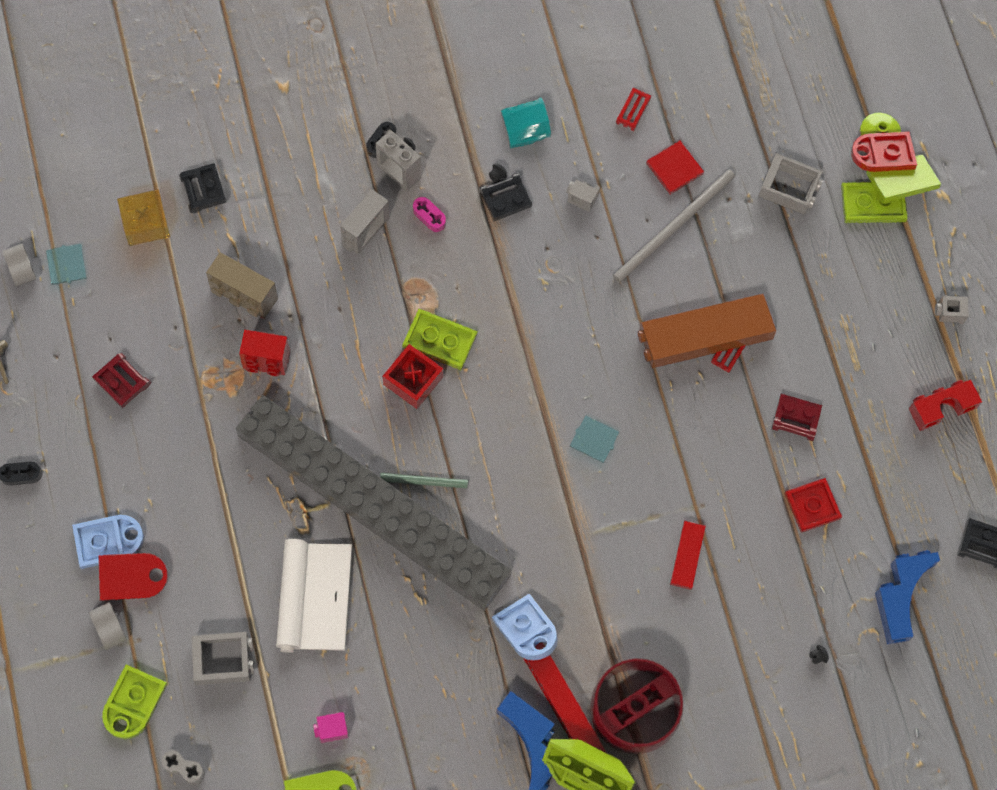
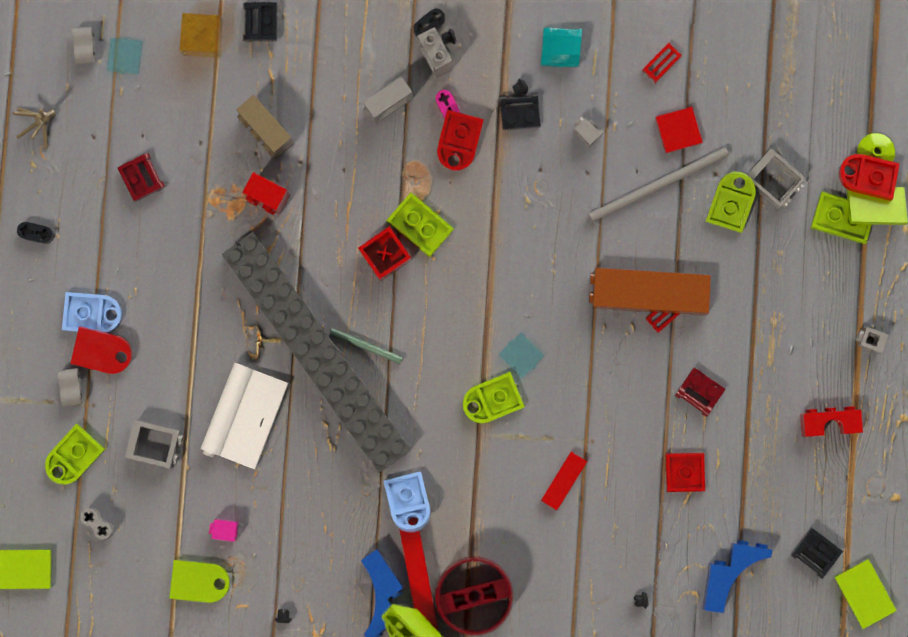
camera: 25 degrees right, 15 degrees up
(451, 239) = (459, 138): none -> red tile
(581, 492) = (494, 399): none -> lime tile
(756, 219) = (732, 203): none -> lime tile

